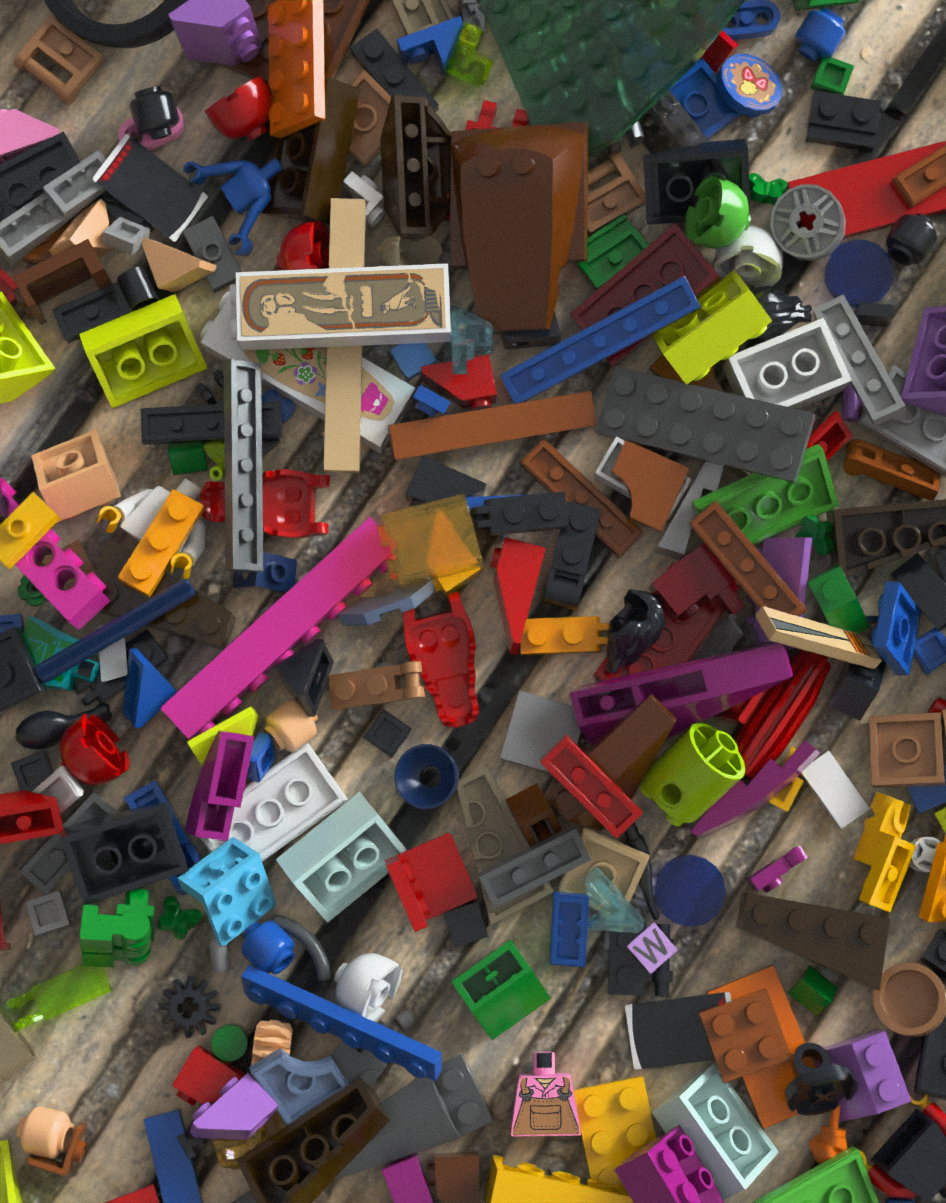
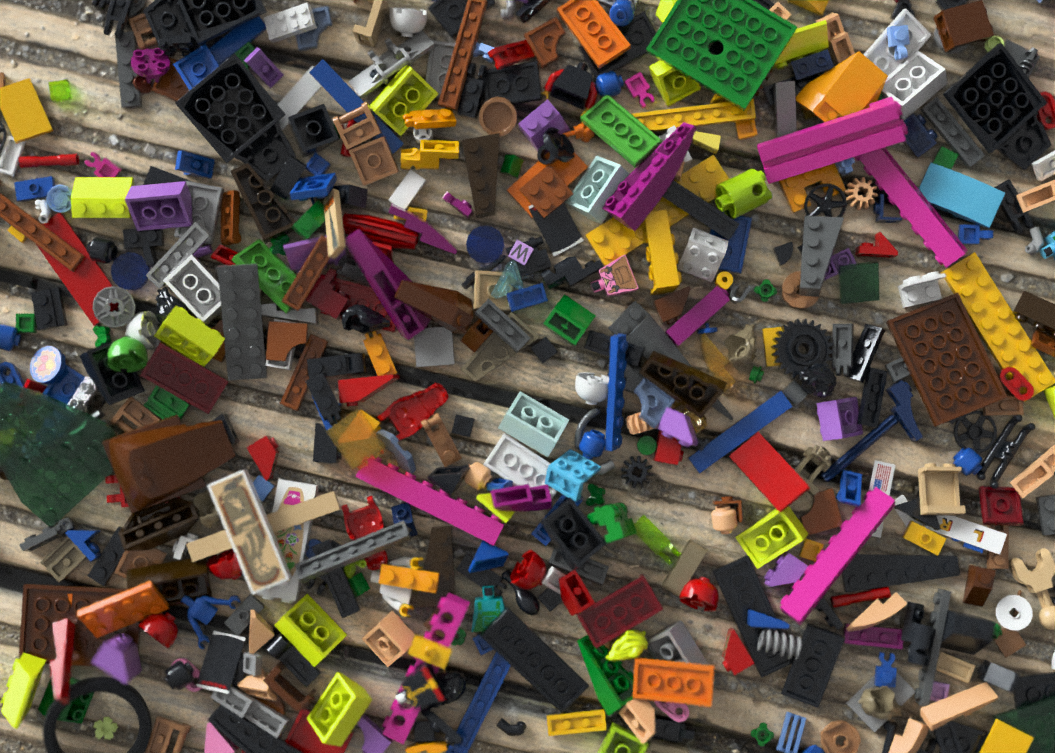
camera: 105 degrees left, 5 degrees up
(48, 912) = (617, 562): light grey tile -> none
(113, 660) = (473, 582): white sticker -> none
(115, 630) = (463, 583): dark blue axle -> none
(409, 776) = (481, 406): dark blue piece -> none
(429, 402) = (283, 468): blue plate -> none
(430, 879) = (528, 375): red bracket -> none
(437, 1031) = (601, 344): none -> black plate
(467, 63) = (89, 521): clear neon green piece -> none
(468, 337) = (241, 460): clear light blue slope -> none
(491, 425) = (283, 432): dark orange tile -> none
(587, 1024) = (570, 271): none -> black plate
(591, 786) = (452, 311): red plate -> none
(600, 341) = (217, 391): blue plate -> none
(693, 773) = (426, 262): lime cylinder -> none
(907, 313) = (138, 239): none -> black plate

